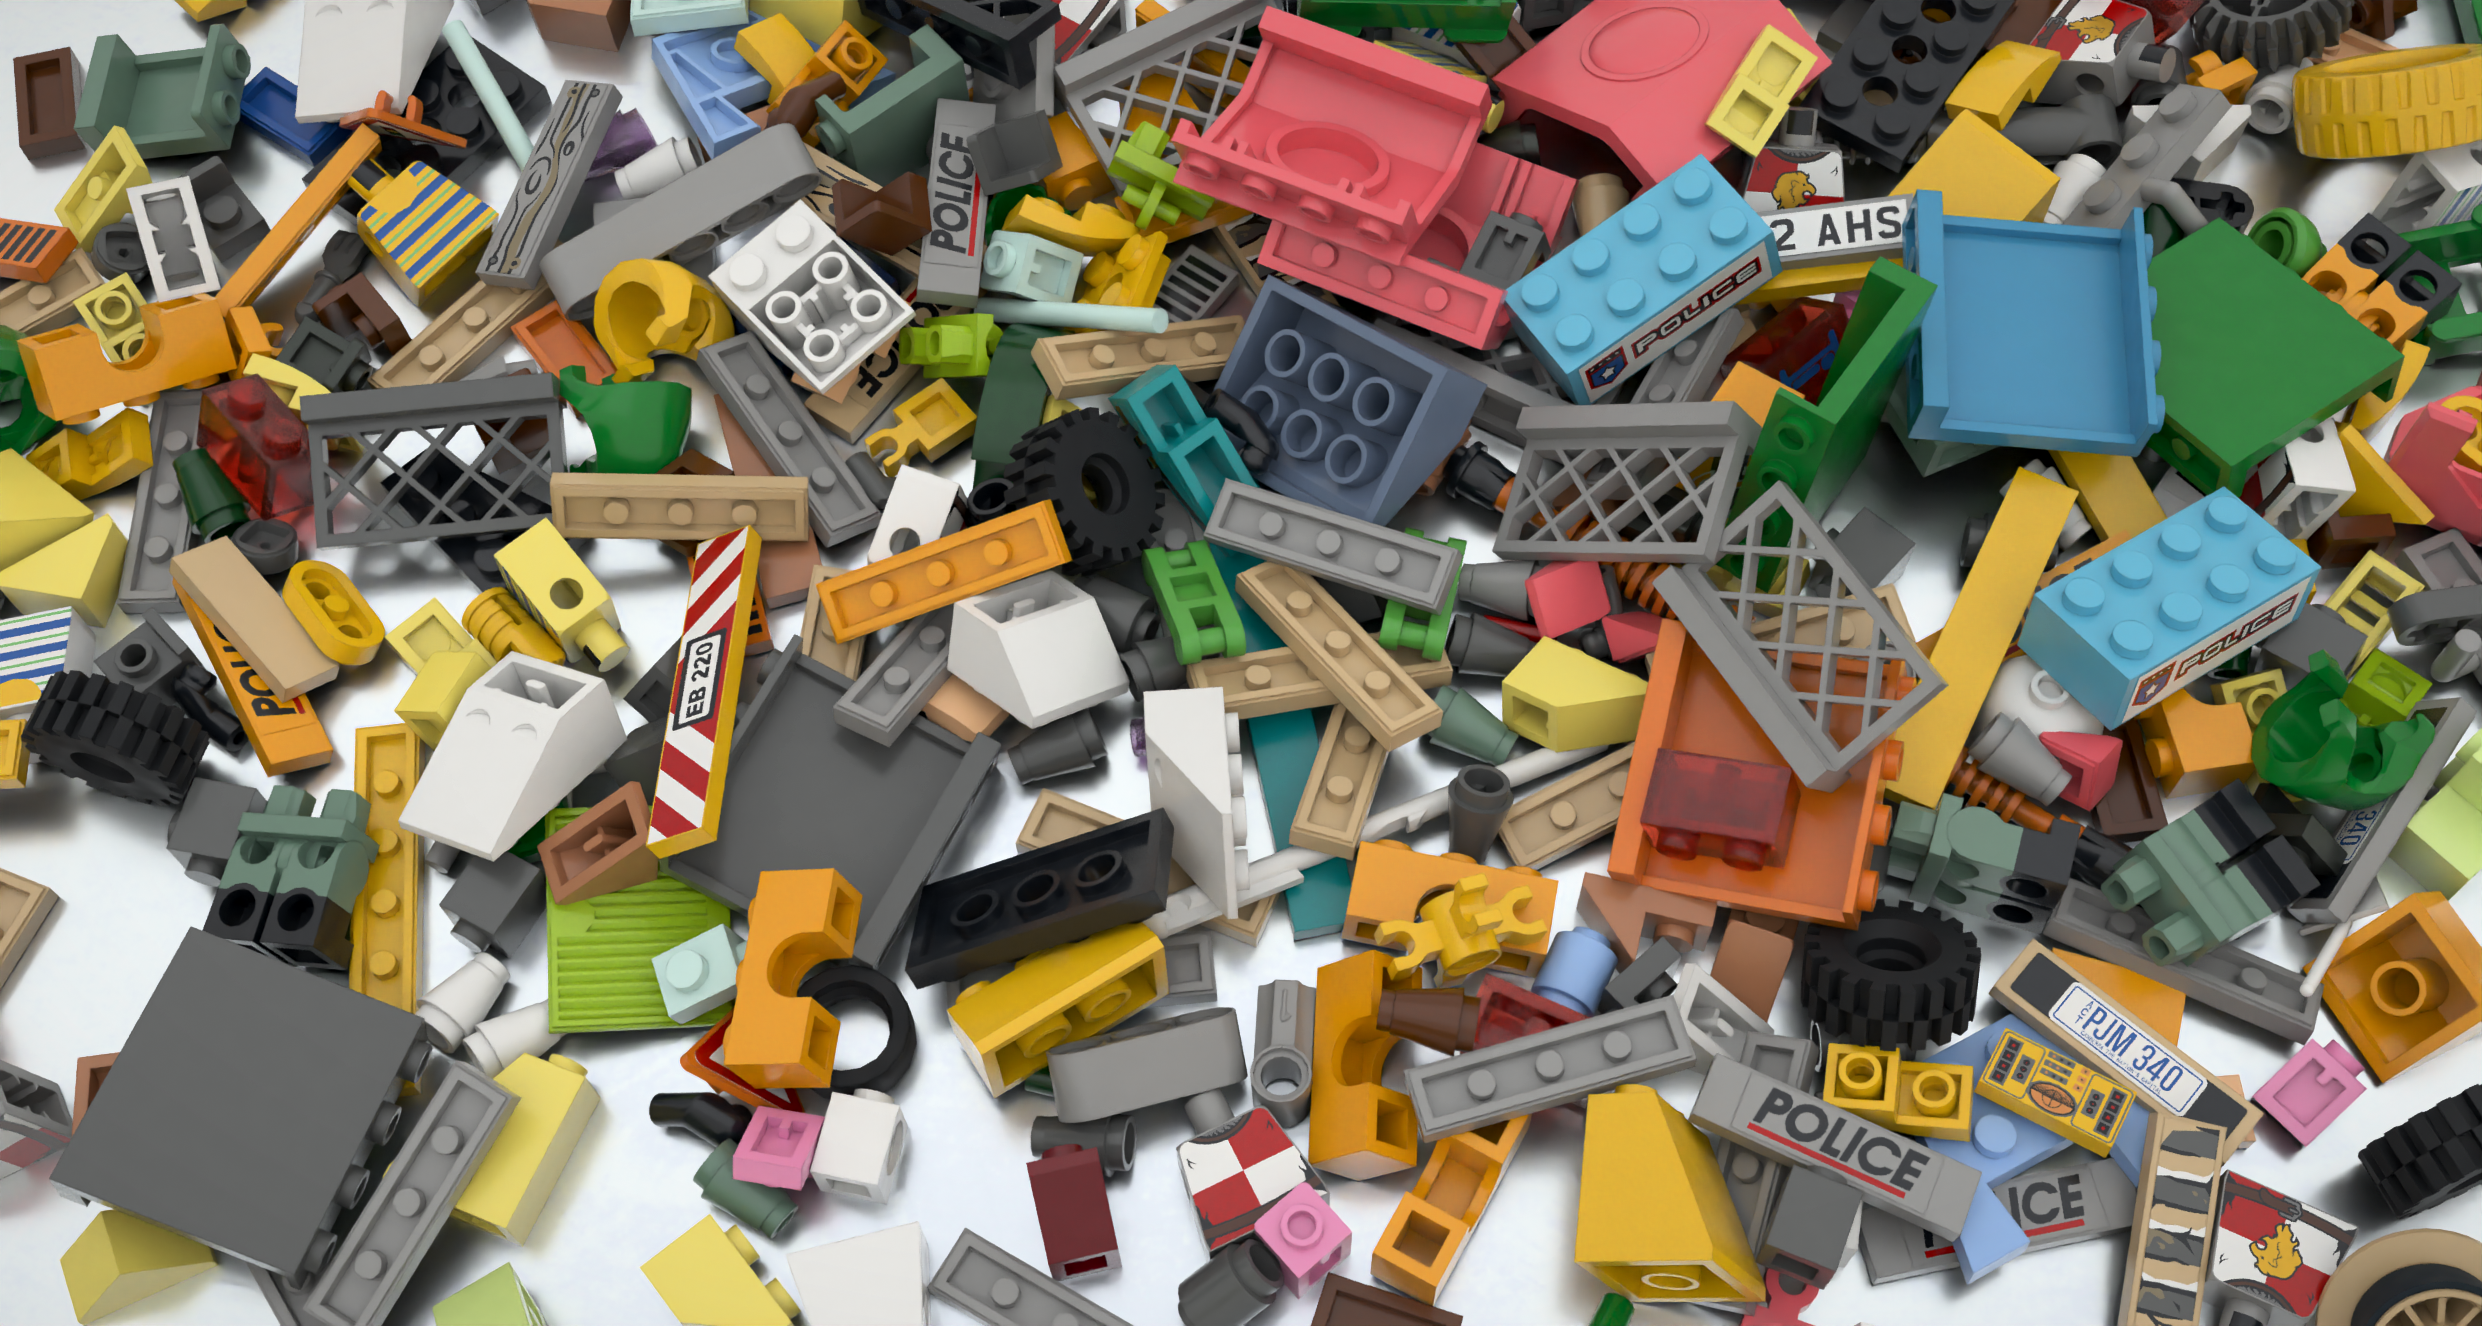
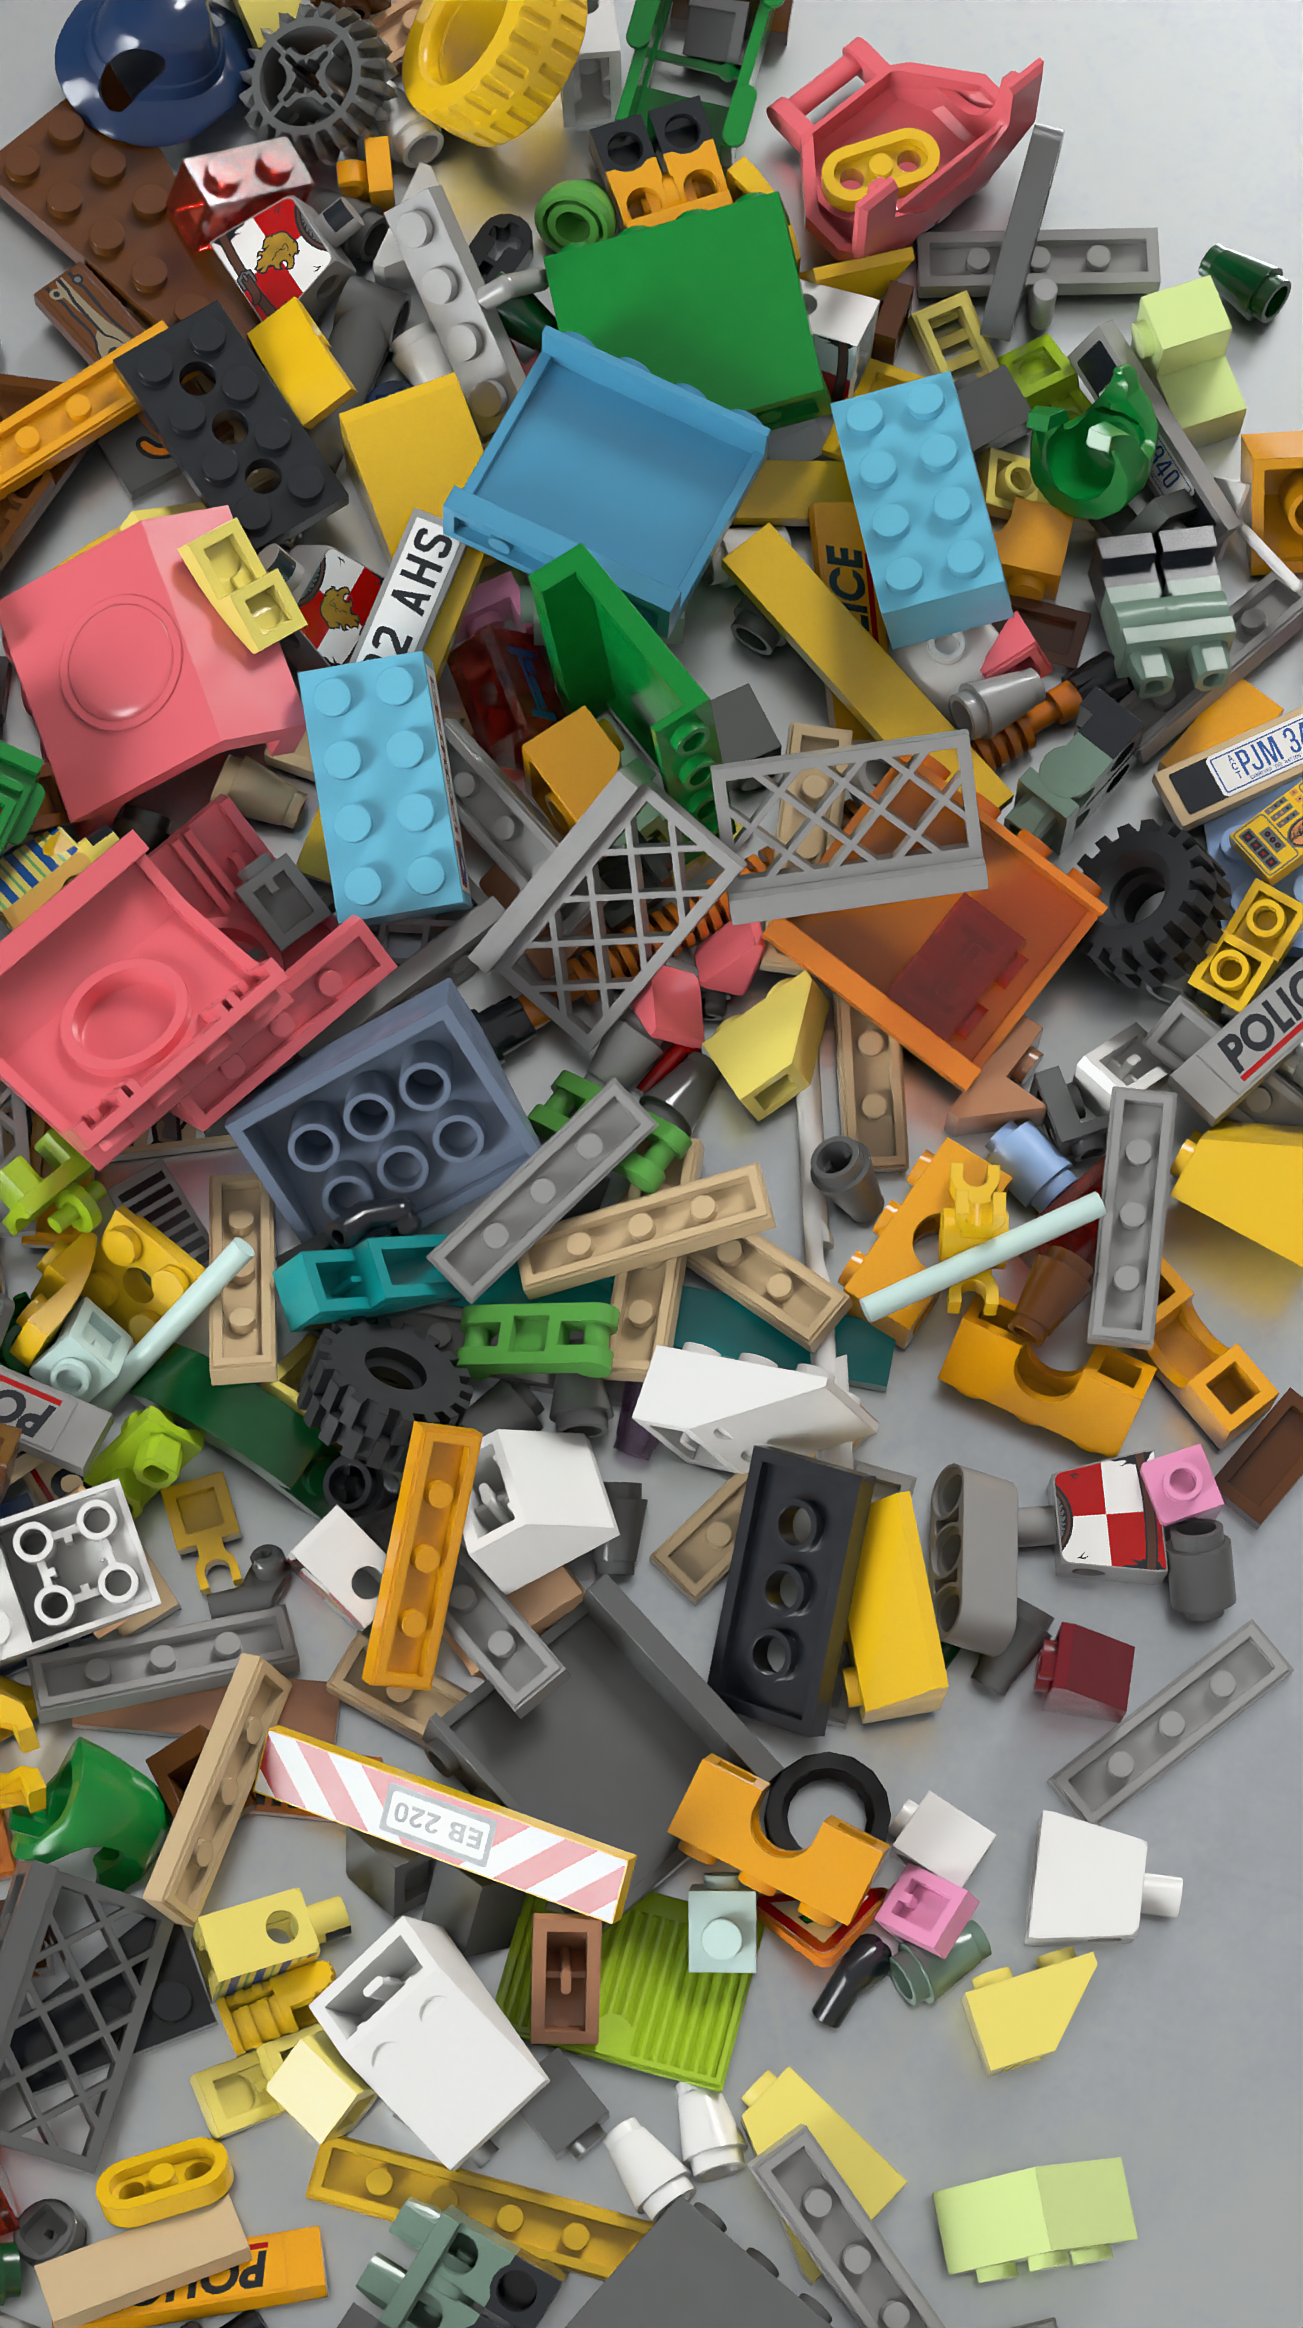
camera: 70 degrees left, 10 degrees up
(1284, 1048) = (992, 1436): light grey piece -> none
(1438, 936) = (982, 1257): none -> light aqua bar
(1471, 728) = (759, 1142): sand green cone -> none
(1754, 958) = (1076, 1013): nougat slope -> none

